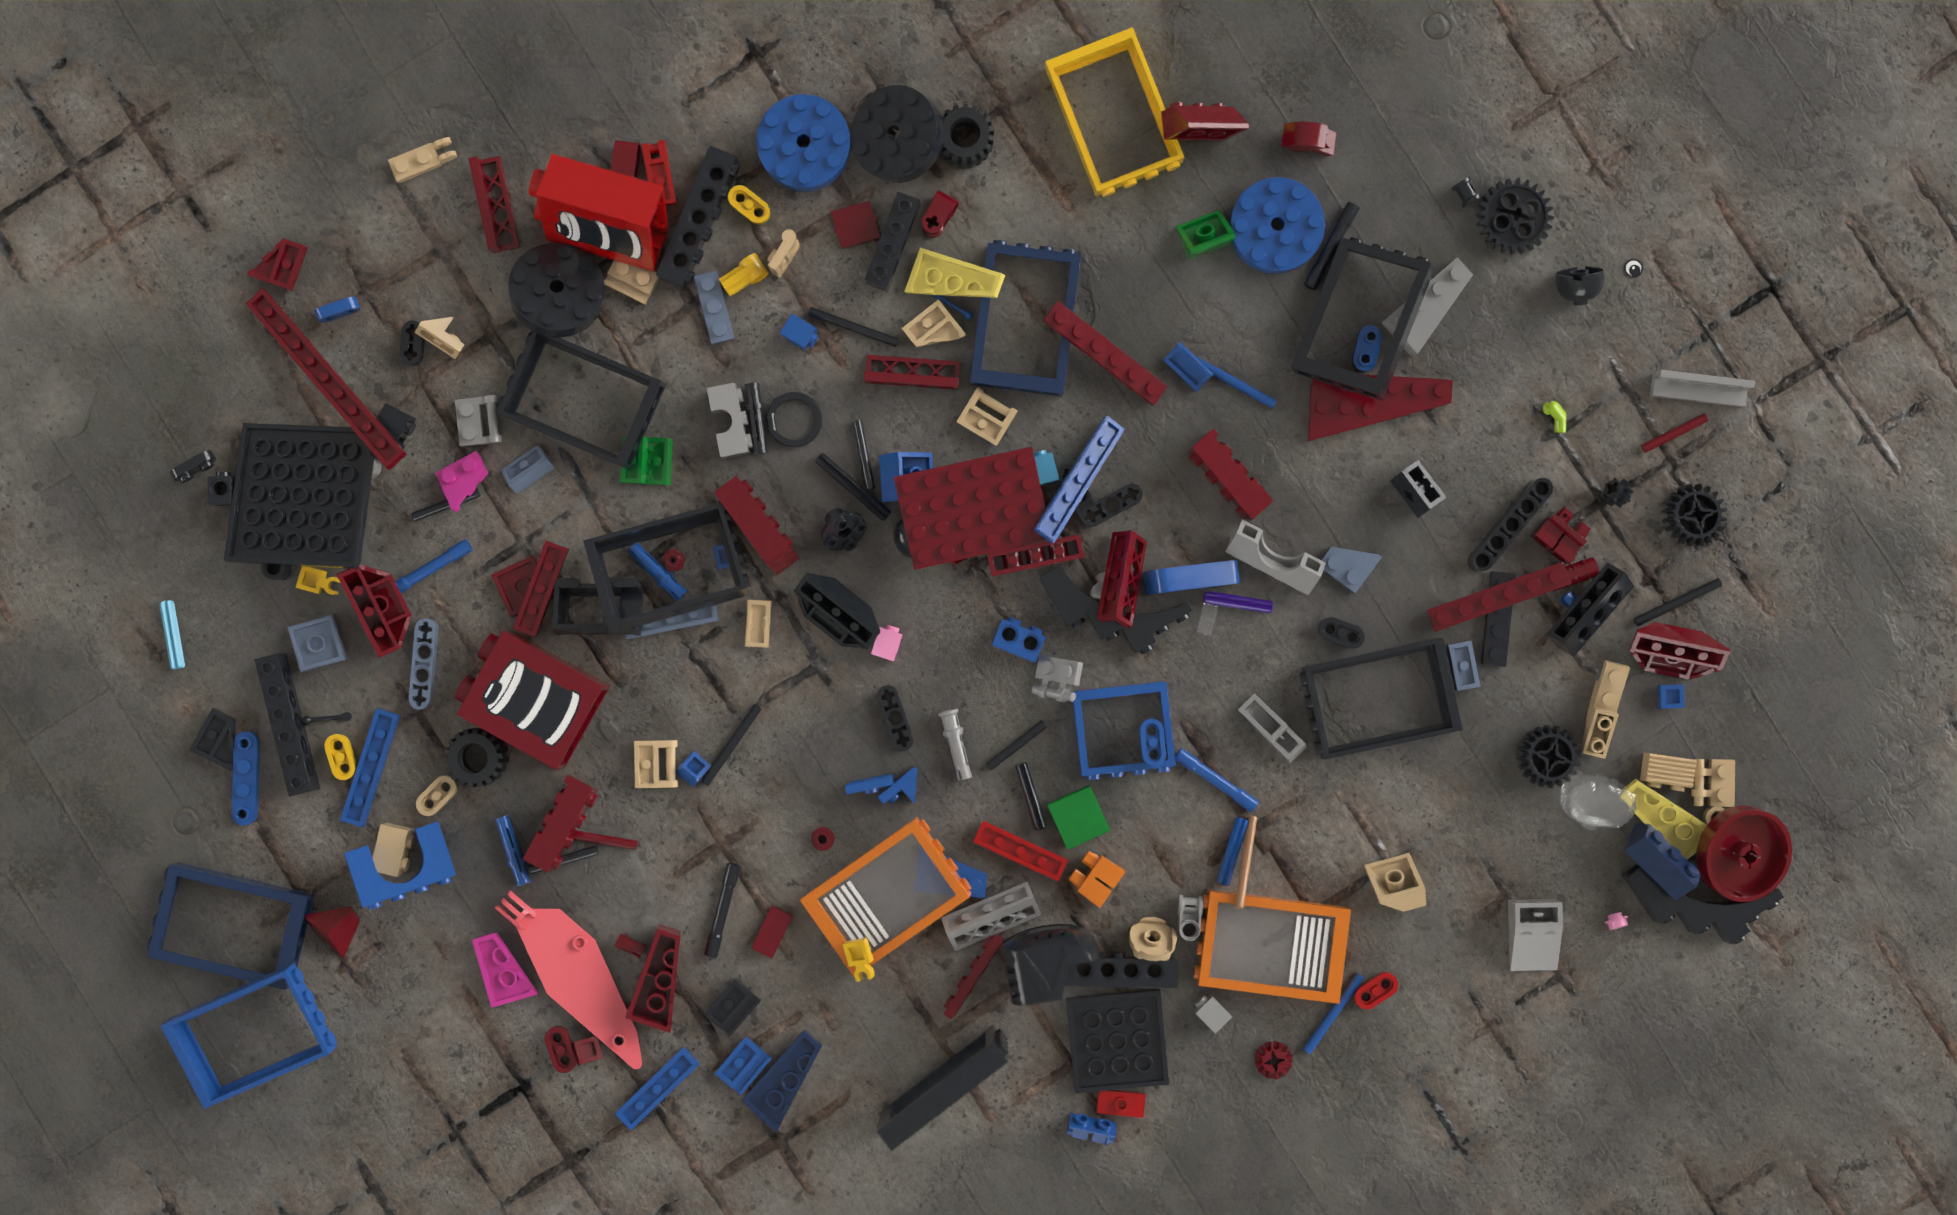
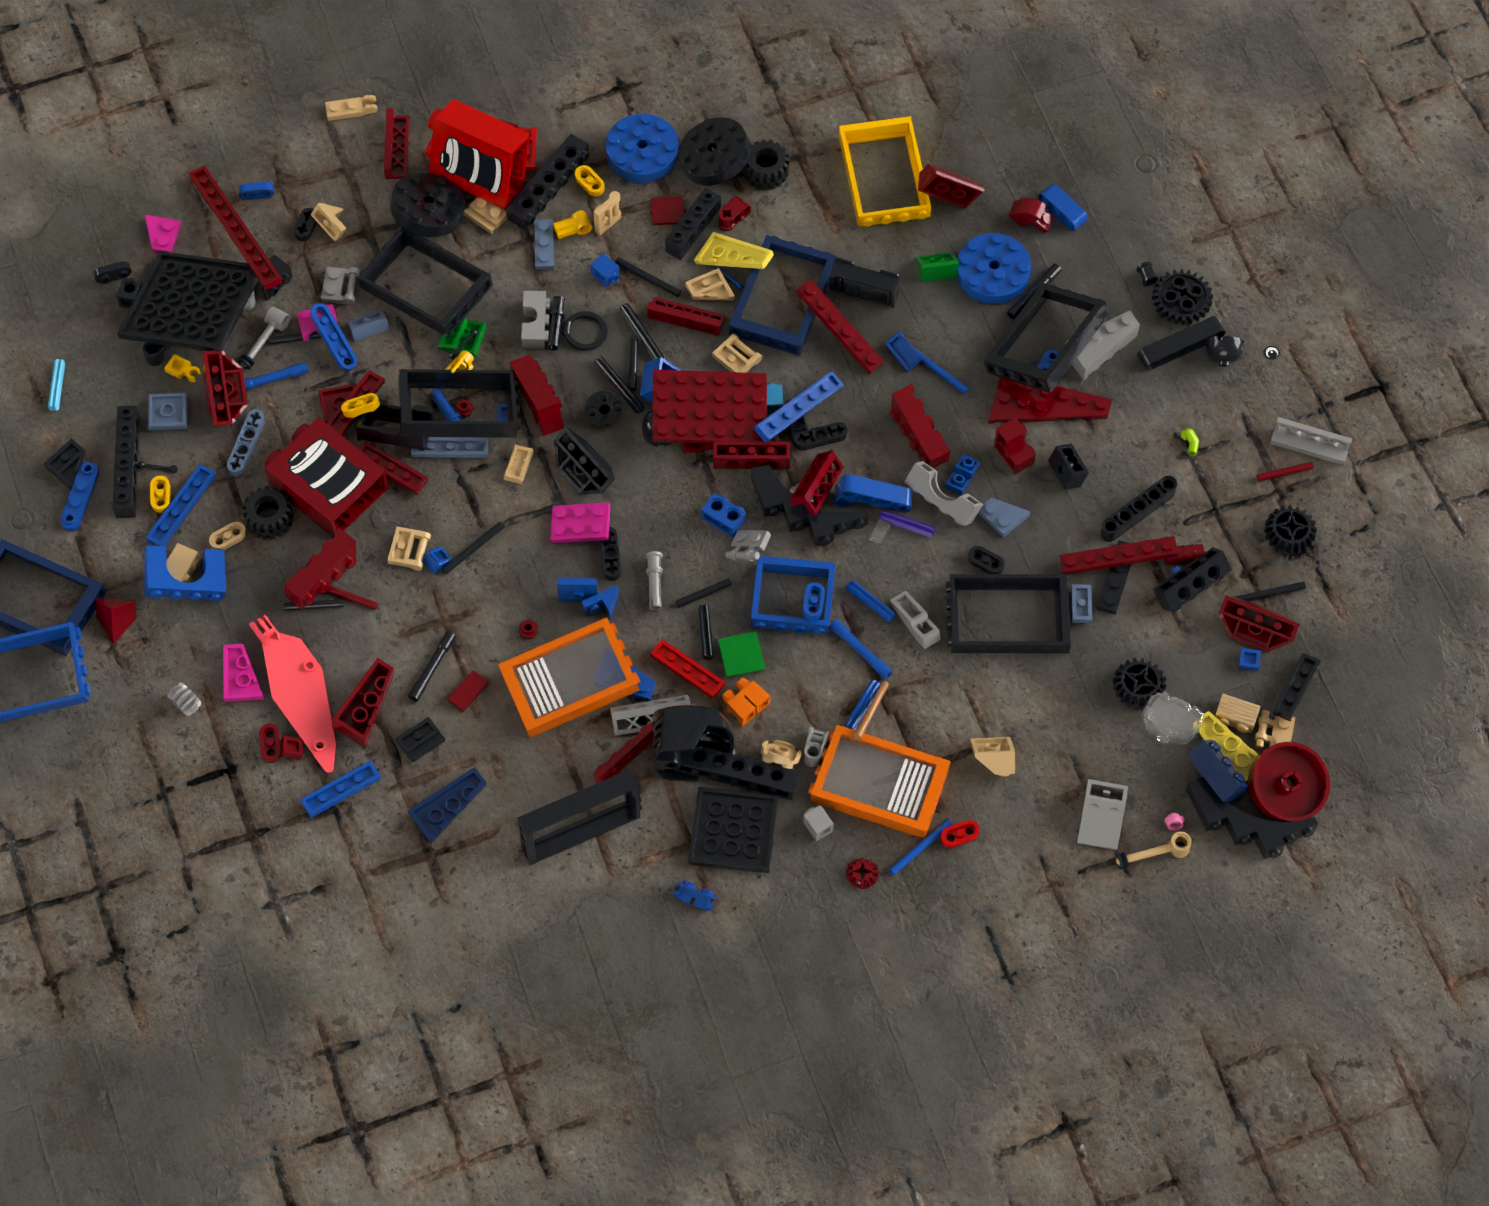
camera: 15 degrees right, 25 degrees down
(238, 394) = (162, 233): none -> dark pink wing
(281, 265) = (223, 155): dark red wing -> none
(414, 489) = (276, 320): none -> light grey piece
(446, 1021) = (184, 699): none -> light grey gear
(490, 503) = (333, 337): none -> blue plate
(512, 850) = (276, 595): blue pin -> none
(549, 597) = (360, 405): none -> yellow plate
(606, 661) = (395, 469): none -> dark red plate
(630, 945) = (348, 676): dark red pin -> none
(642, 490) = (452, 355): none -> black hinge
(655, 498) = (461, 362): none -> yellow plant
(743, 1065) = (416, 785): blue plate -> none
(851, 687) = (580, 522): none -> dark pink plate
(859, 955) = (535, 709): yellow plate -> none
(864, 409) = (640, 331): none -> black axle
(887, 643) = (618, 496): bright pink brick -> none
(1121, 1103) = (725, 880): red plate -> none
(1124, 287) = (864, 283): none -> black piece
(1215, 714) = (871, 601): none -> blue axle
(1291, 521) = (962, 474): none -> blue slope
(1346, 117) = (1063, 207): none -> blue beam
(1348, 476) = (1012, 445): none -> dark red brick
(1524, 282) = (1180, 343): none -> black beam
(1559, 537) = (1177, 524): dark red hips -> none
(1566, 982) = (1123, 860): none -> tan piece
(1603, 709) = (1192, 655): tan slope -> none
(1617, 492) = (1229, 501): black gear -> none
(1732, 724) = (1296, 687): none -> black plate

